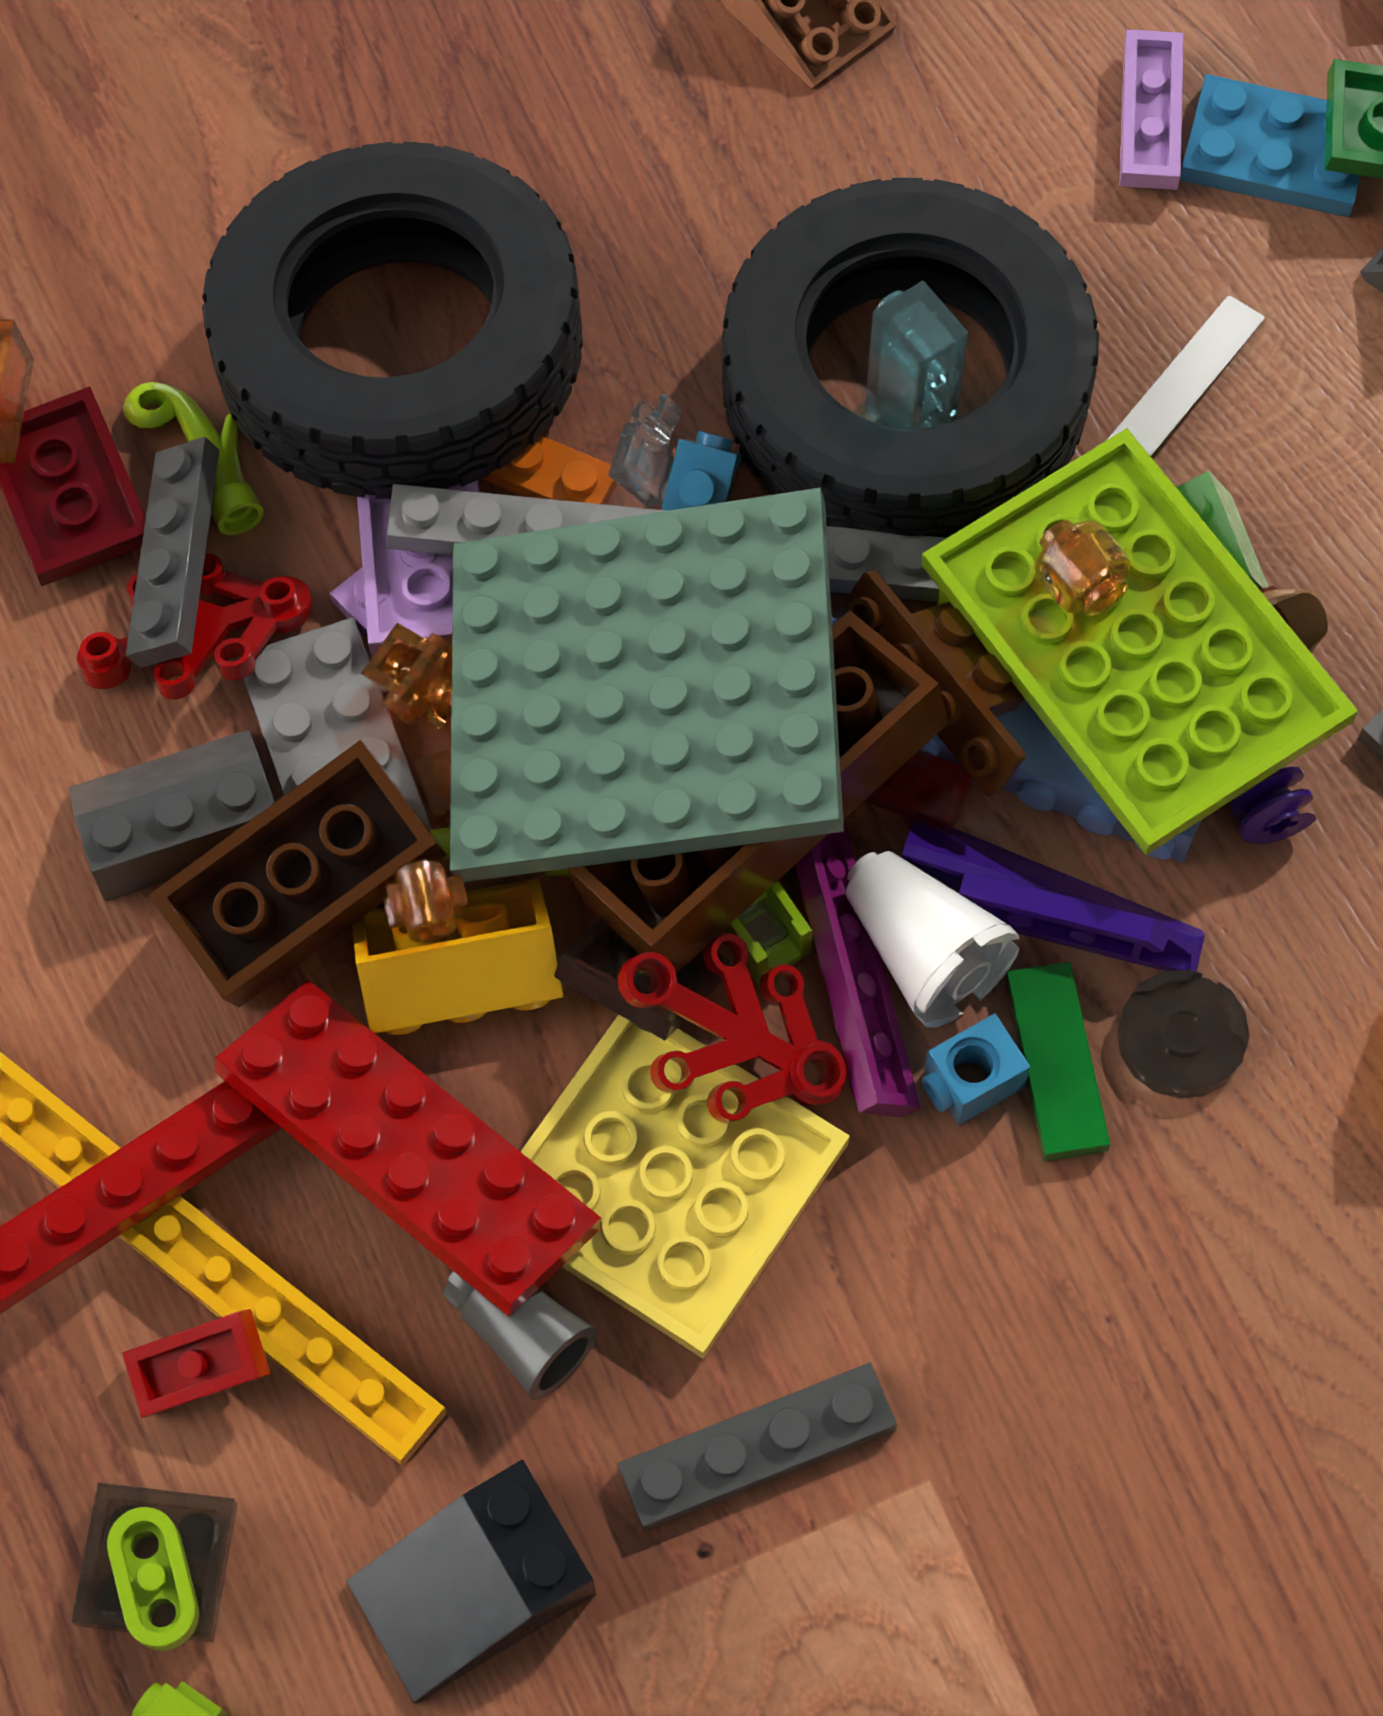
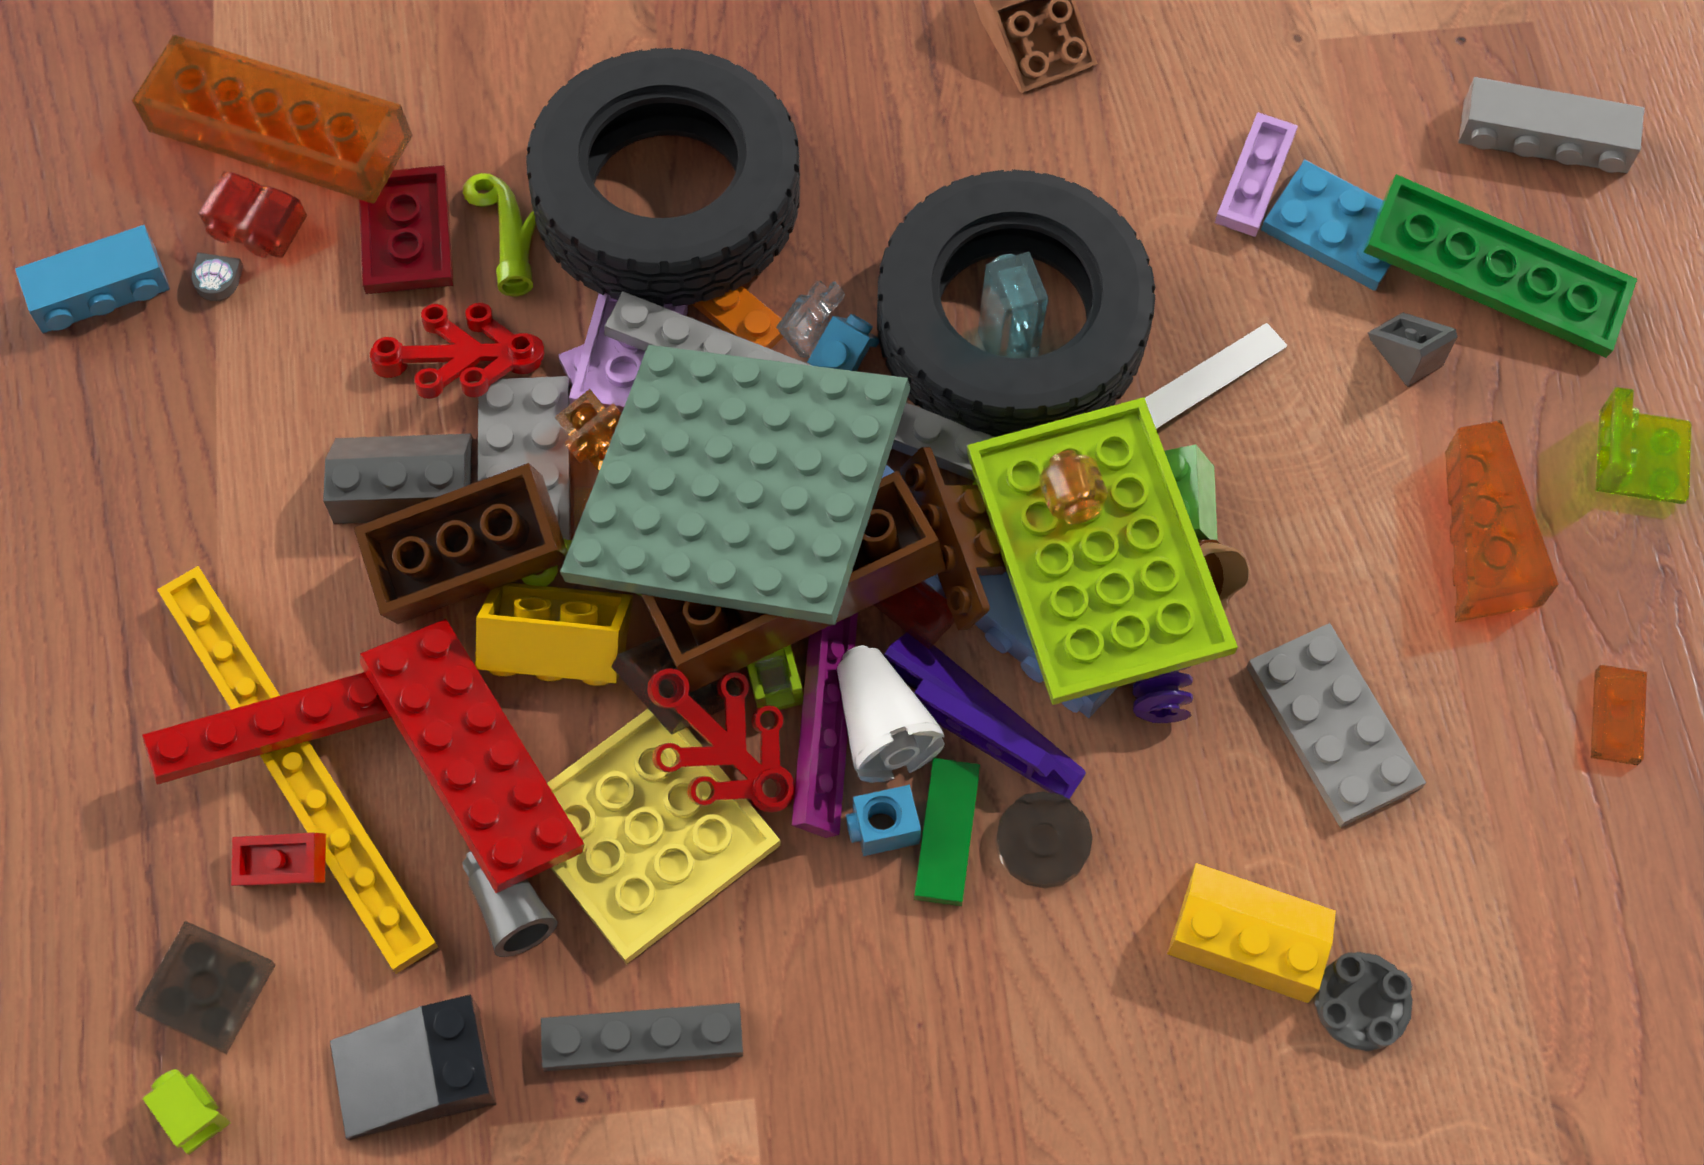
camera: 15 degrees right, 0 degrees up
(152, 1581) = (192, 1000): lime plate -> none
(173, 553) = (457, 296): dark grey plate -> none
(425, 901) = (537, 588): clear orange gear -> none

